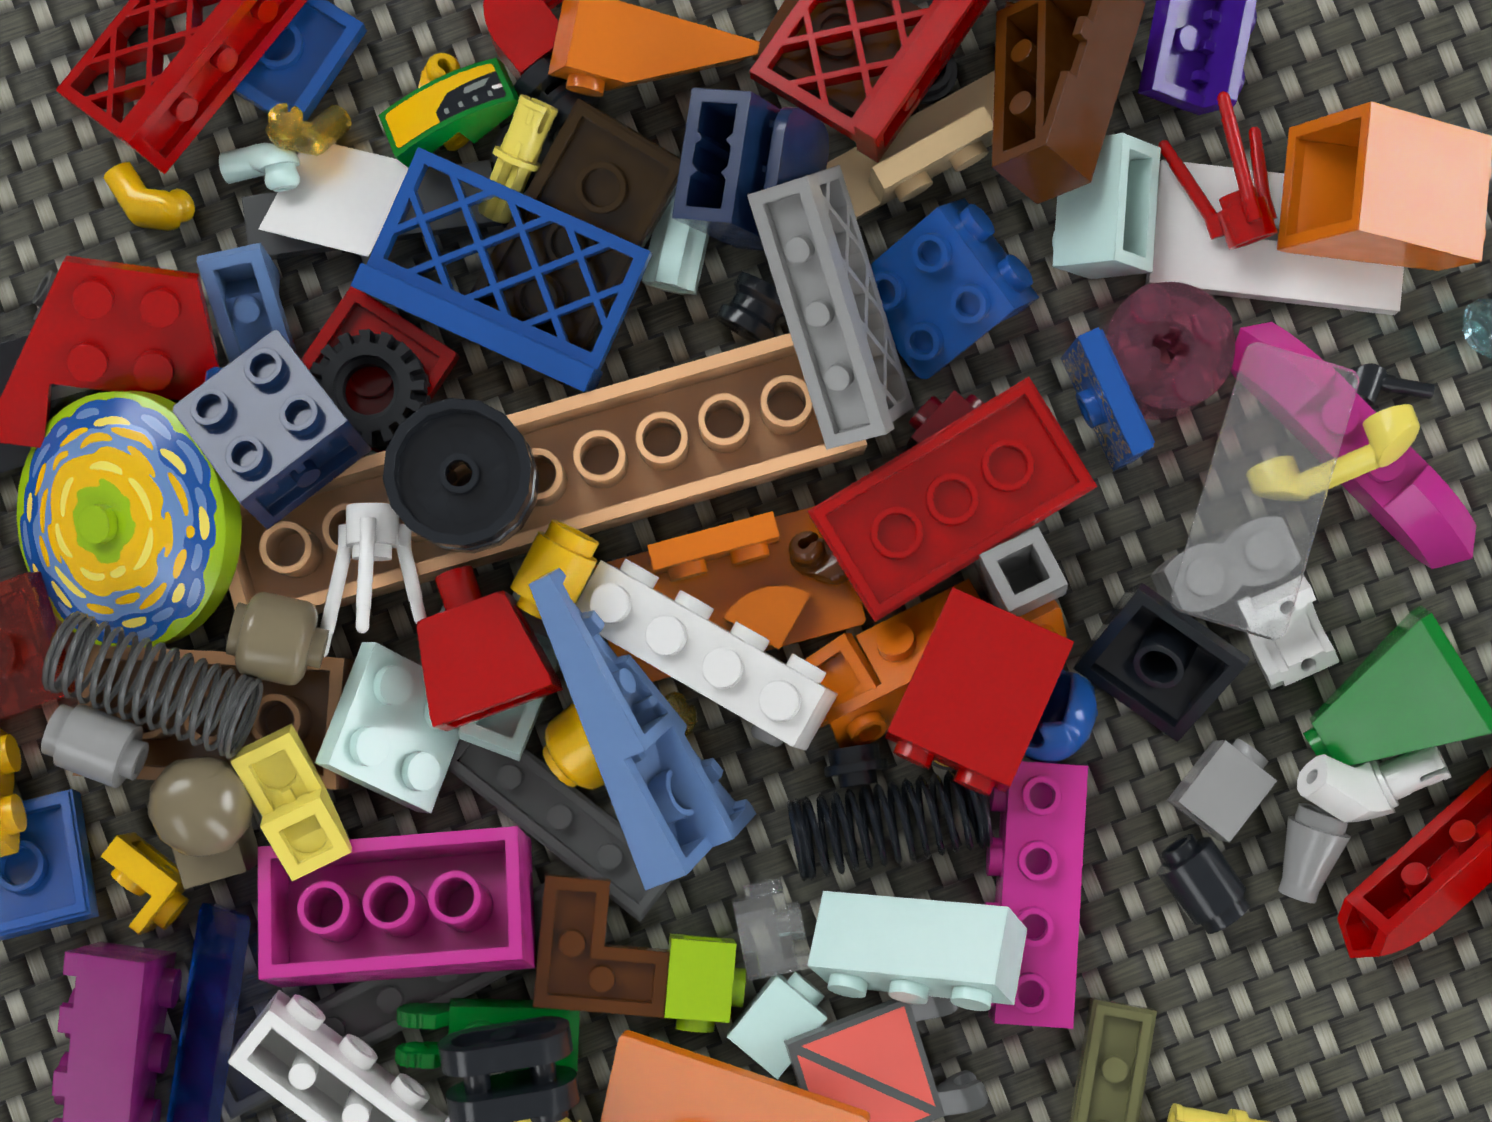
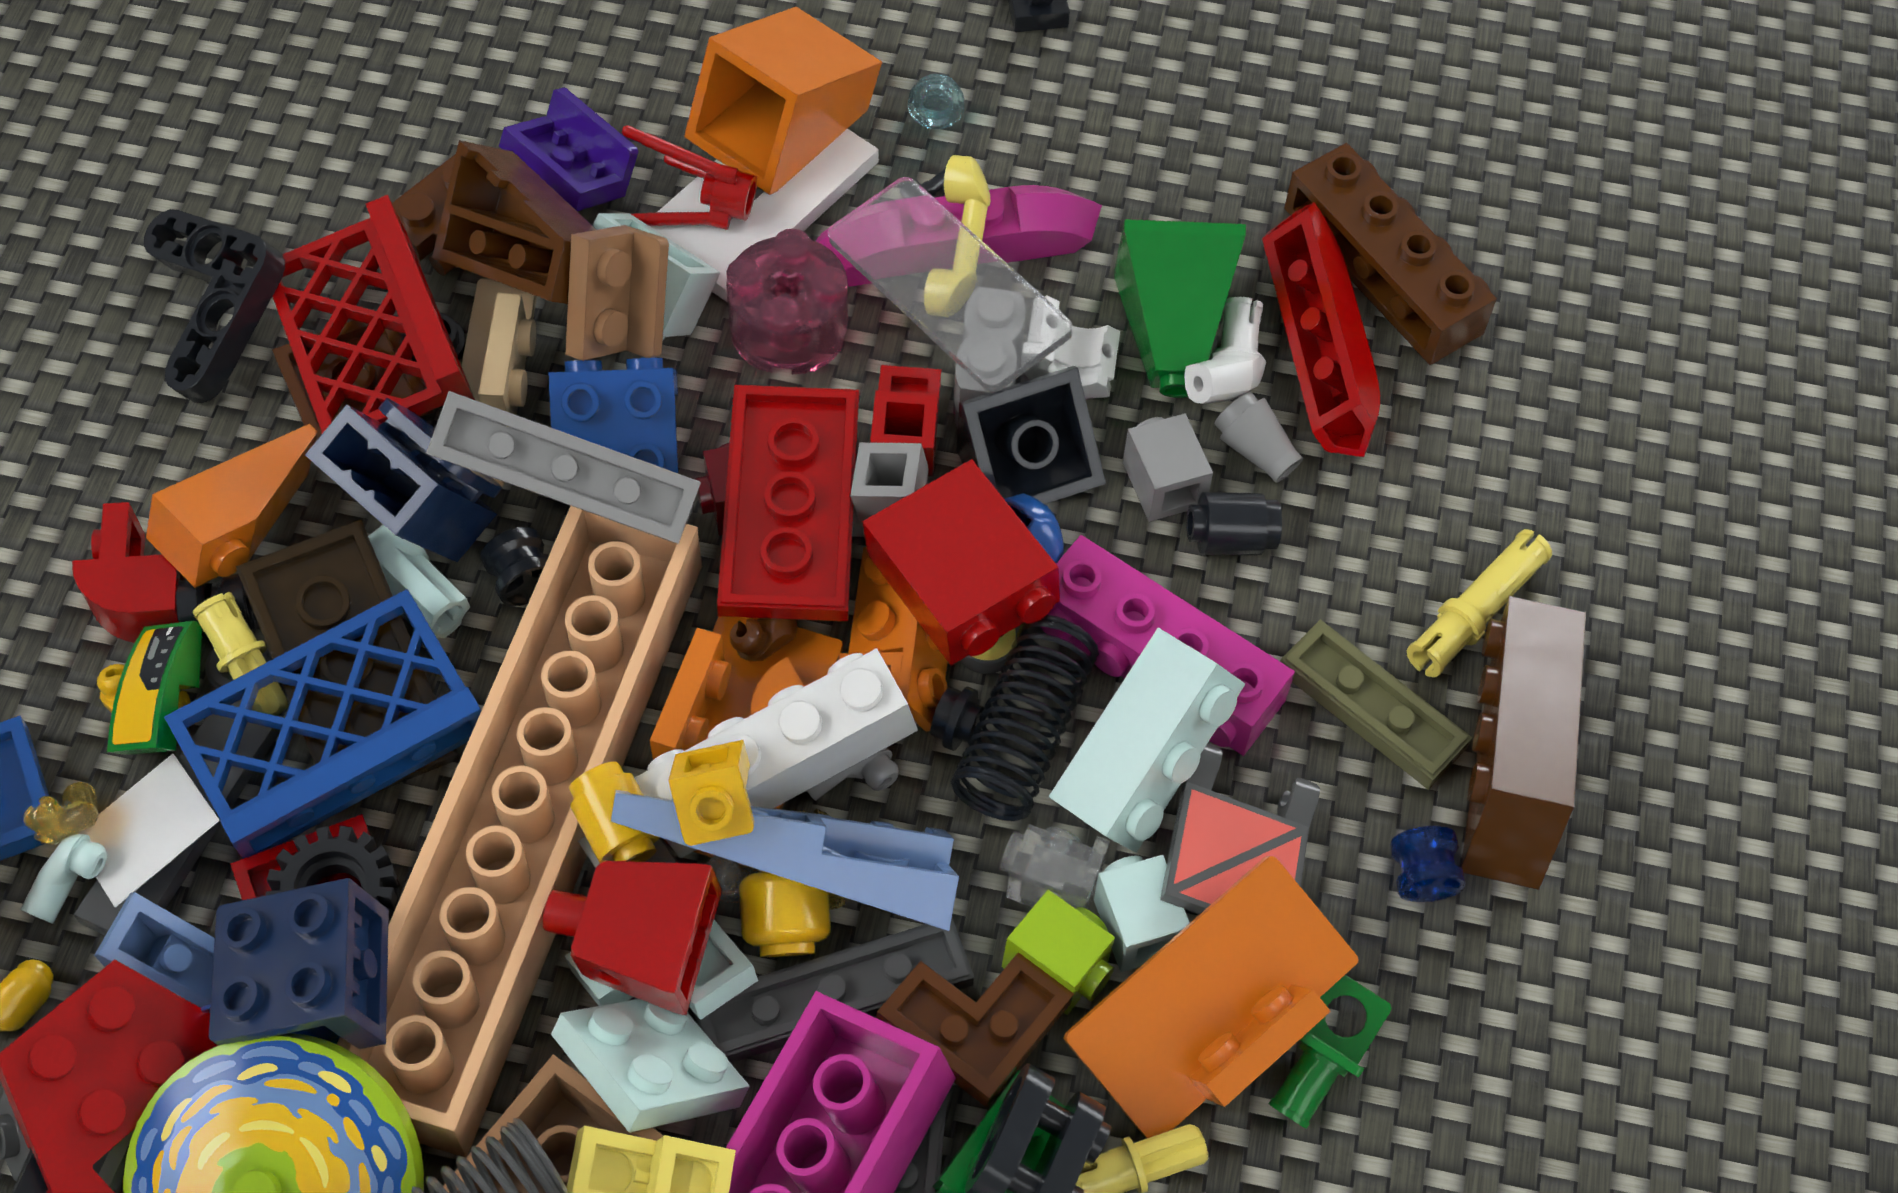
camera: 60 degrees left, 25 degrees down
(276, 638) = (490, 1083): dark tan head -> none
(369, 537) = (468, 948): white plant -> none
(423, 466) = (474, 826): black wheel -> none
(608, 643) = (712, 792): none -> yellow bracket
(1049, 210) = (616, 293): none -> medium nougat bracket
(1107, 399) = (793, 347): blue plate -> none
(1112, 536) = (907, 408): none -> red brick

